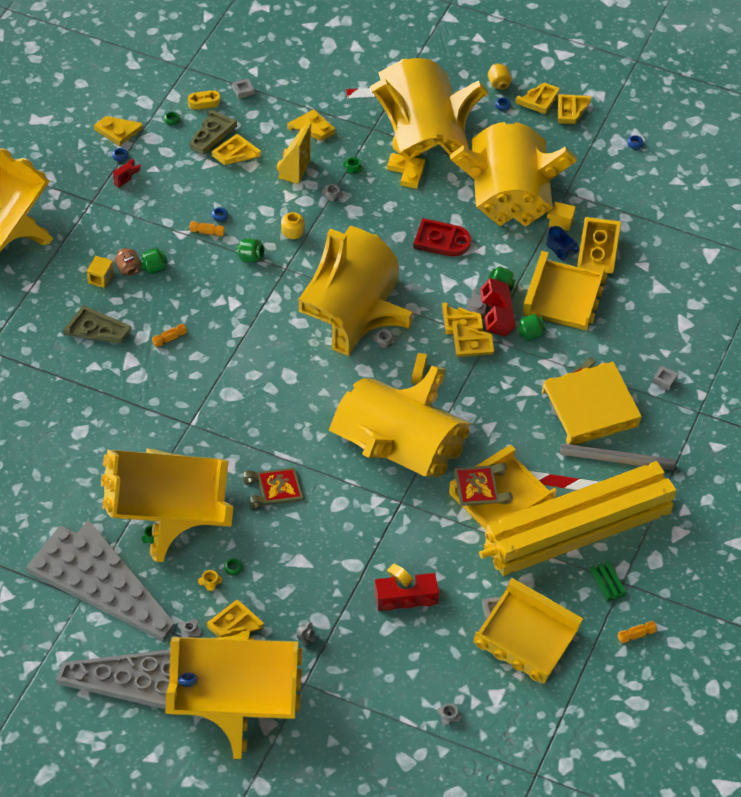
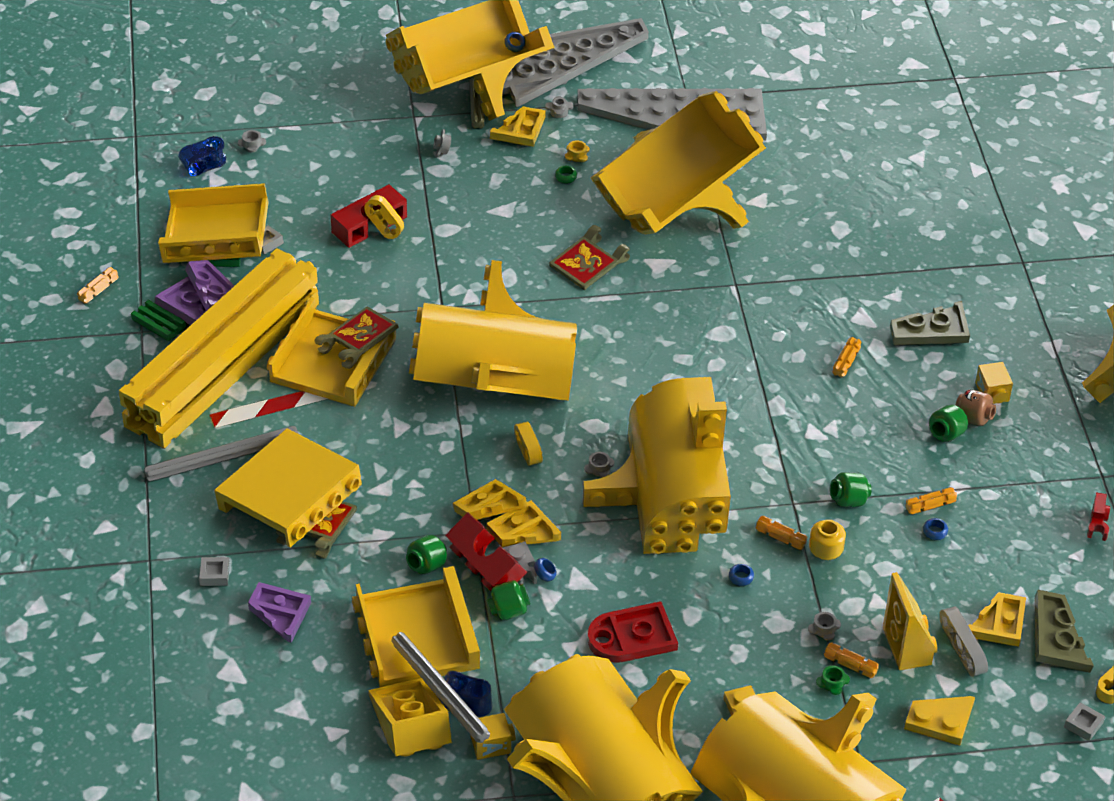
camera: 150 degrees right, 5 degrees down
(266, 149) = (963, 641): none -> light grey beam
(310, 250) = (781, 532): none -> light orange axle
(334, 170) = (851, 660): none -> light orange axle
(466, 290) = (545, 569): none -> blue piece
(499, 710) = (201, 157): none -> clear blue piece
(557, 576) = (208, 282): none -> medium lavender wing
(578, 242) = (440, 687): none -> light grey axle
(579, 578) = (182, 301): none -> medium lavender wing
(637, 338) = (279, 608): none -> medium lavender wing

